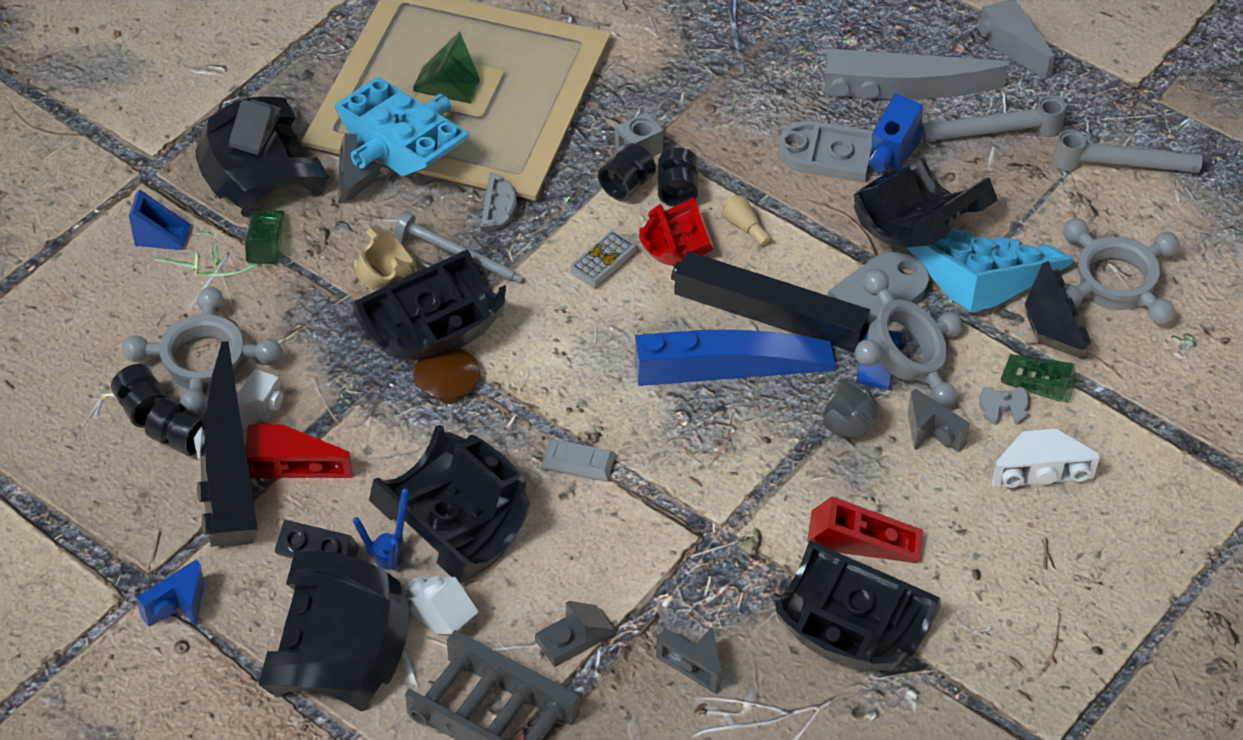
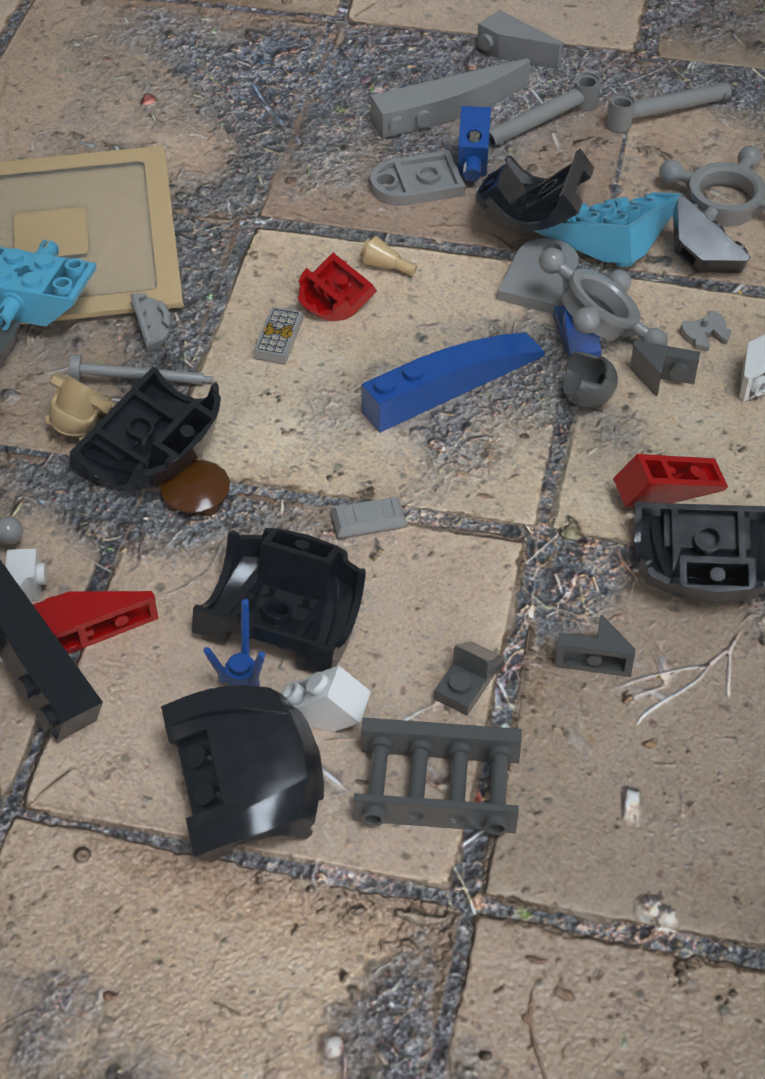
camera: 25 degrees left, 0 degrees up
(179, 590) = (50, 799): blue slope -> none
(303, 537) = (151, 693): black bracket -> none
(449, 73) = (37, 221): clear green slope -> none
(626, 172) = (256, 252): black wheel -> none
(640, 131) = (248, 222): light grey brick -> none
(677, 176) = (305, 241): black wheel -> none
(770, 301) = (454, 316): black brick -> none
(1048, 388) = (737, 300): clear green slope -> none

